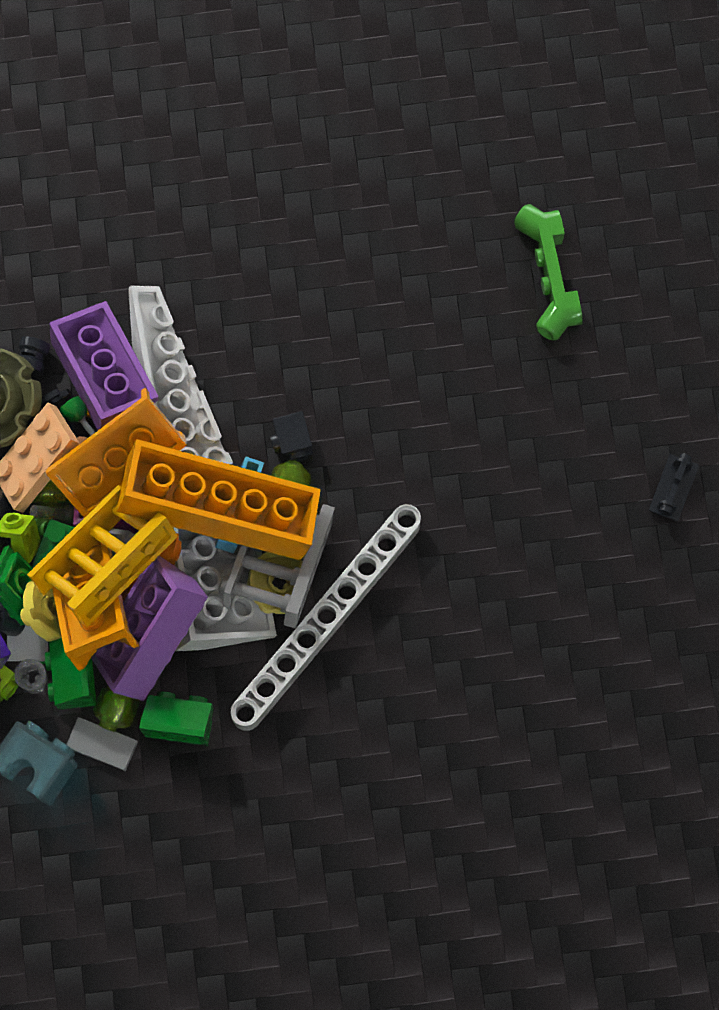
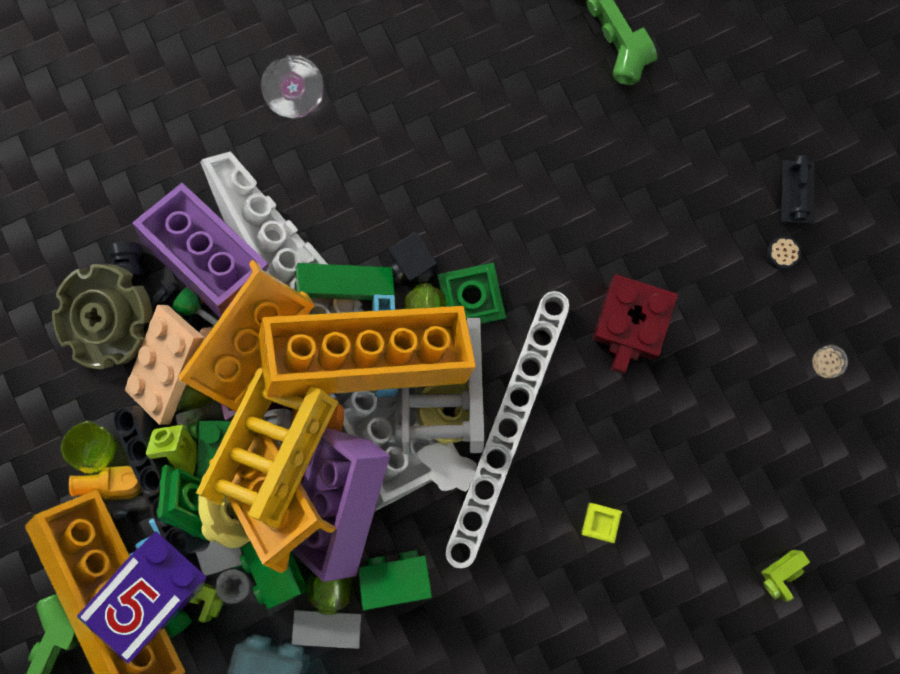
camera: 20 degrees left, 5 degrees up
(222, 435) = (343, 281): none -> green tile
(236, 245) = (292, 86): none -> clear tile
(259, 632) = (447, 467): none -> white sticker
(350, 473) = (482, 278): none -> green piece
(385, 731) = (601, 523): none -> neon yellow tile
(464, 570) = (616, 329): none -> dark red hinge
(541, 826) = (786, 568): none -> lime bracket
(640, 539) = (783, 253): none -> tile
(649, 653) = (830, 361): none -> clear tile

